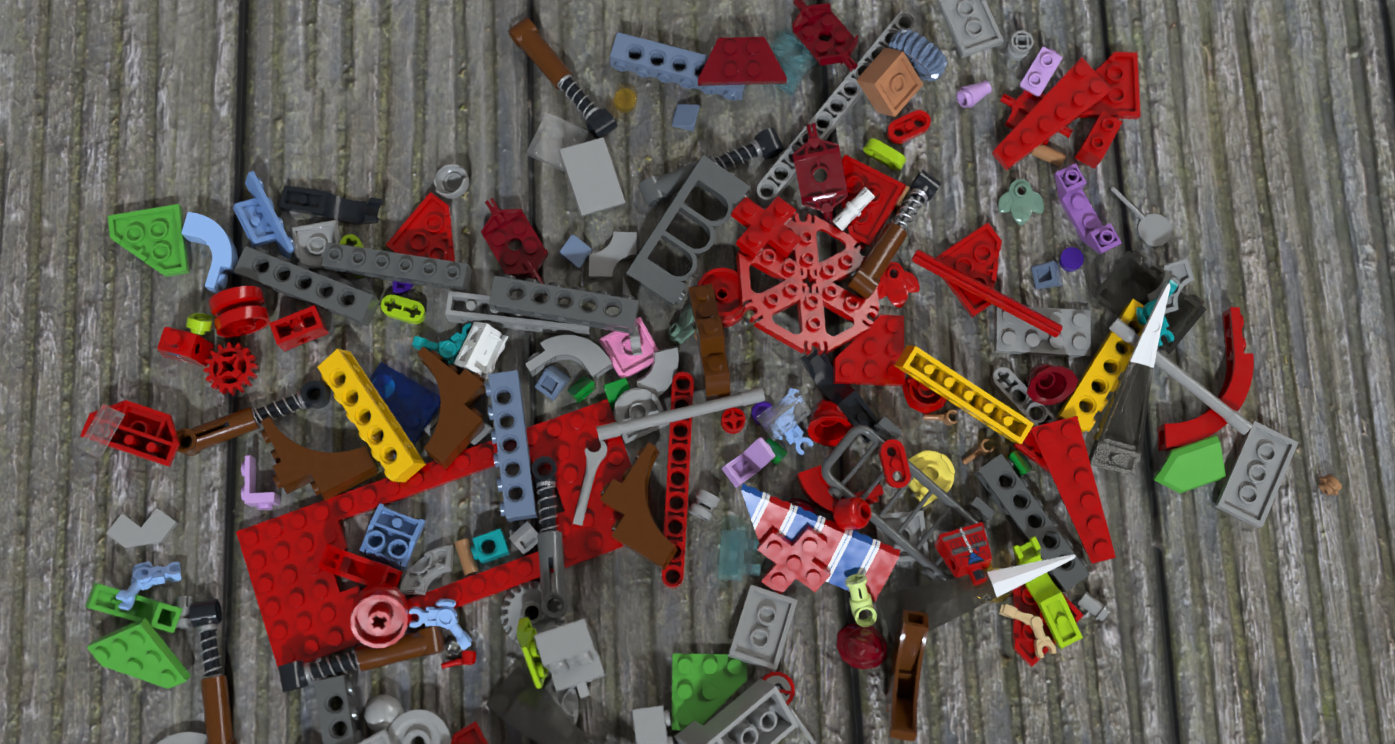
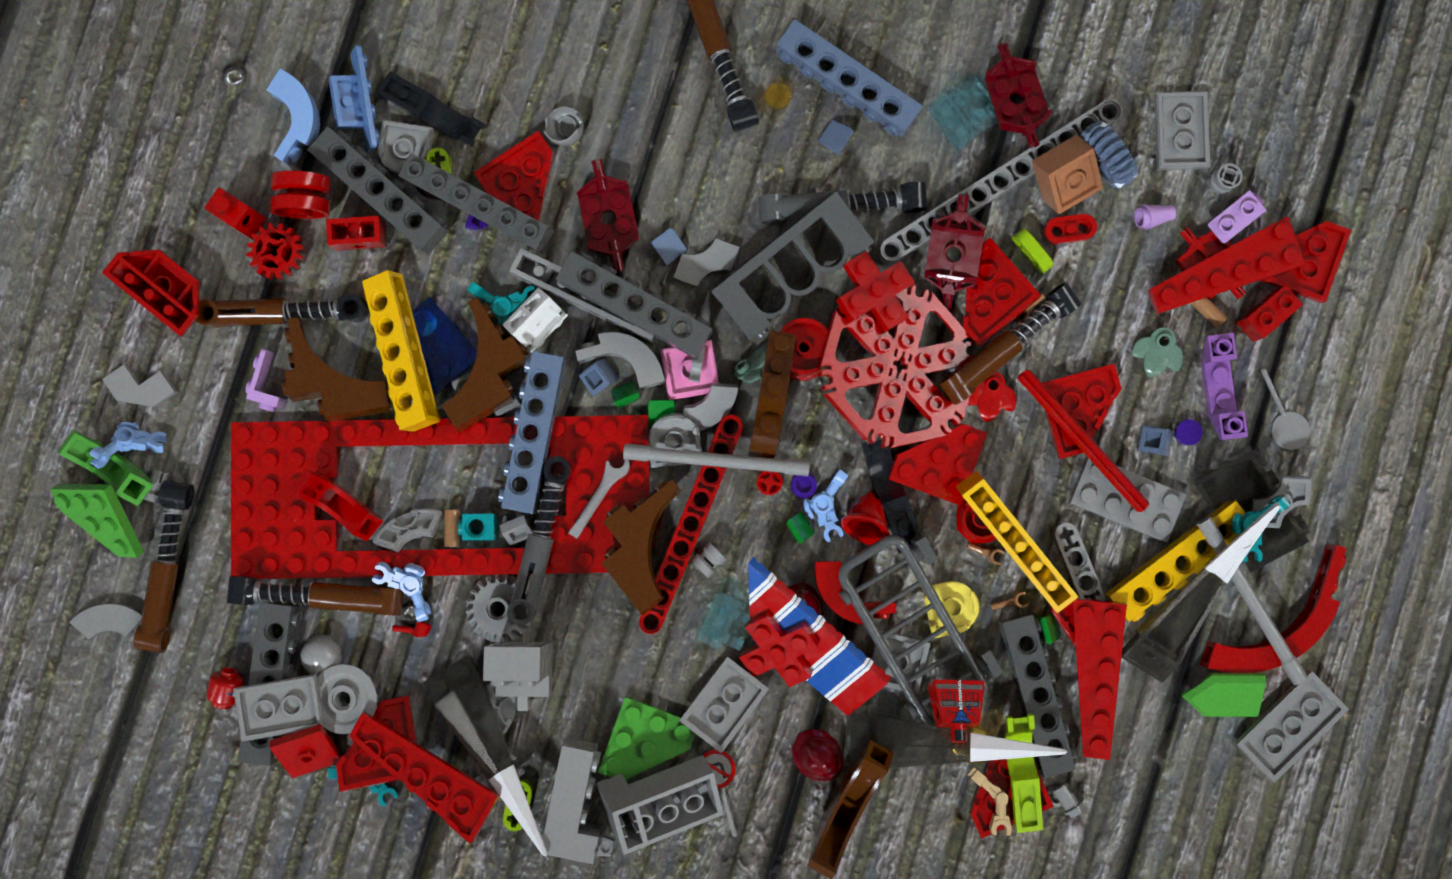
camera: 20 degrees right, 10 degrees up
(101, 431) = (123, 276): clear slope -> none
(153, 237) = (238, 83): bright green plate -> none
(200, 323) = (257, 193): lime plate -> none
(379, 615) = (343, 562): wheel -> none
(391, 538) = (382, 478): medium blue slope -> none
(404, 304) = (474, 243): lime beam -> none
(530, 650) = (481, 636): lime slope -> none
(551, 137) = (689, 120): clear plate -> none
(592, 177) = (712, 171): light grey tile -> none
(742, 63) = (915, 99): dark red wing -> none
(749, 462) = (768, 533): lavender bracket -> none
(784, 415) = (823, 495): clear slope -> none
(852, 513) = (854, 626): red head -> none
(853, 208) = (976, 301): white pin -> none
(857, 591) = (829, 716): yellowish green connector -> none
(897, 463) = (917, 589): red plate -> none
(1050, 383) = (1112, 559): dark red piece -> none
(1329, 485) = (1363, 763): medium nougat plate -> none

